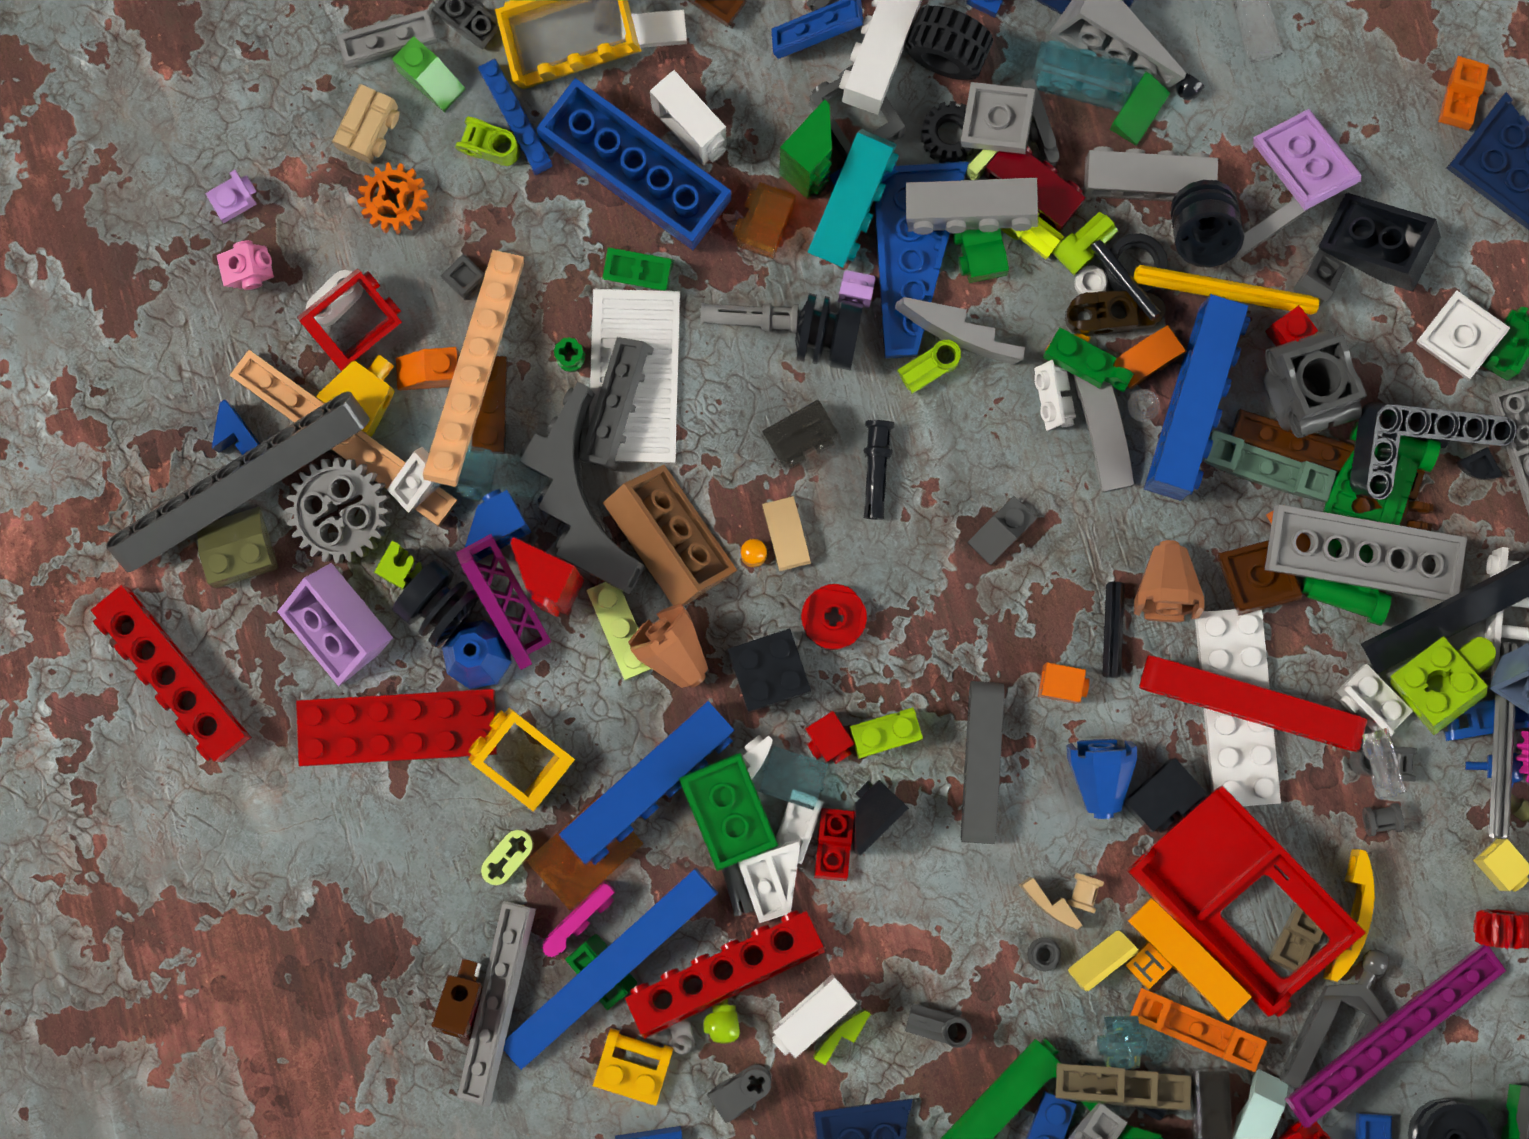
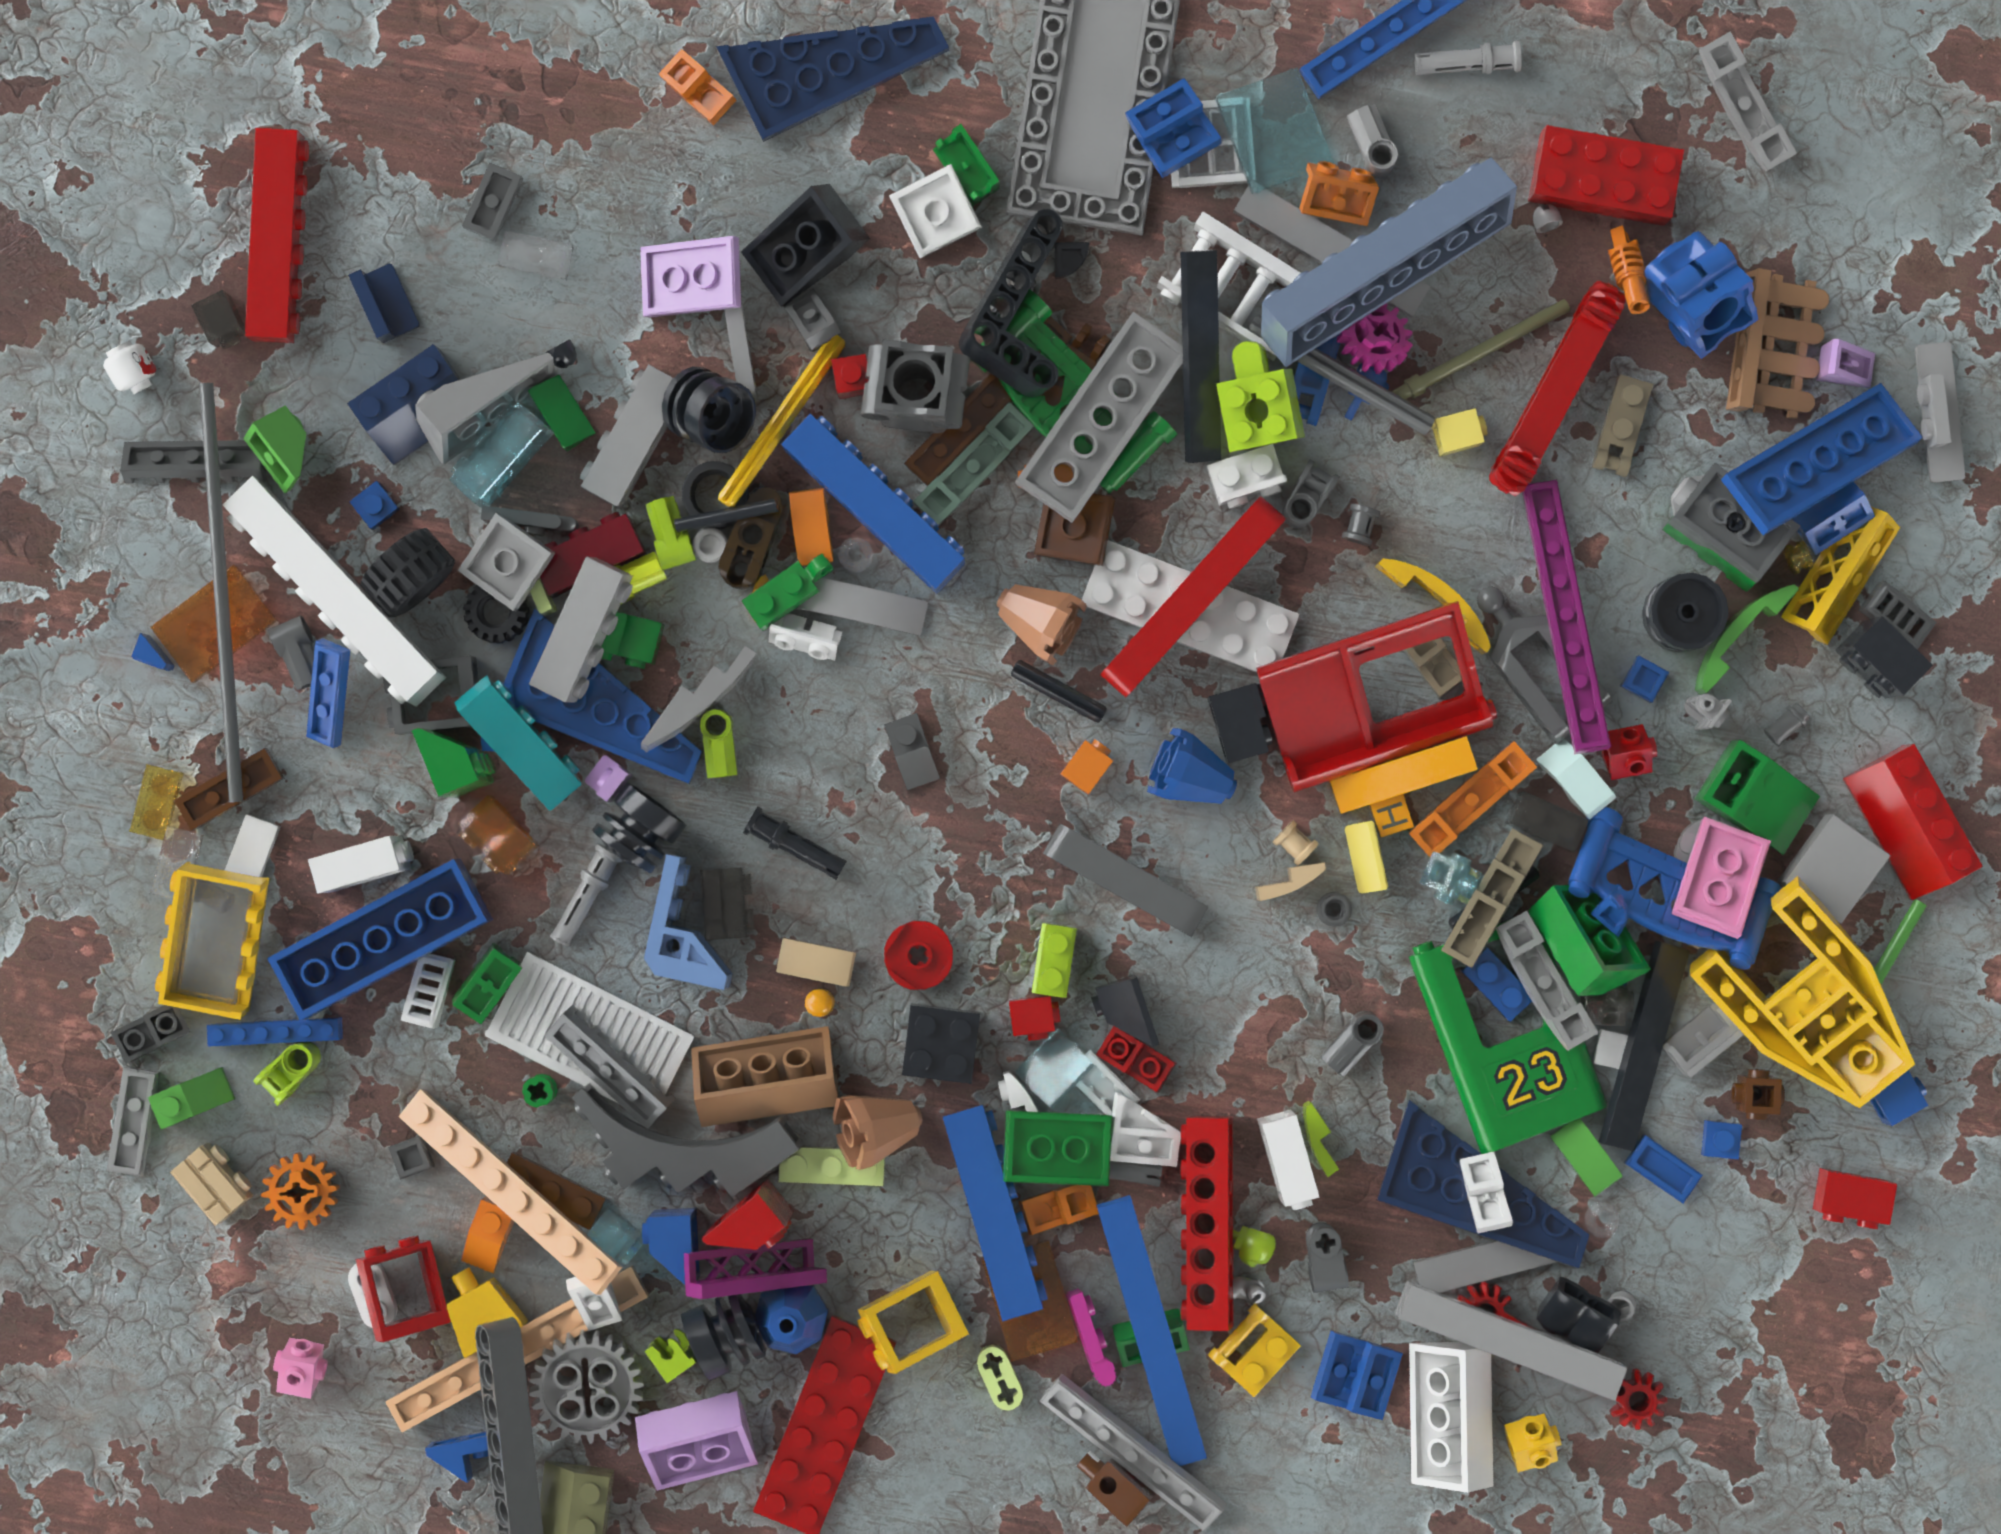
camera: 60 degrees left, 5 degrees up
(232, 197) = (222, 1348): lavender bracket -> none
(607, 213) = (436, 1007): none -> white slope
(676, 838) = (1058, 1207): none -> orange slope
(741, 427) = (696, 959): none -> medium blue bracket
(1384, 764) = (1309, 502): clear plate -> none

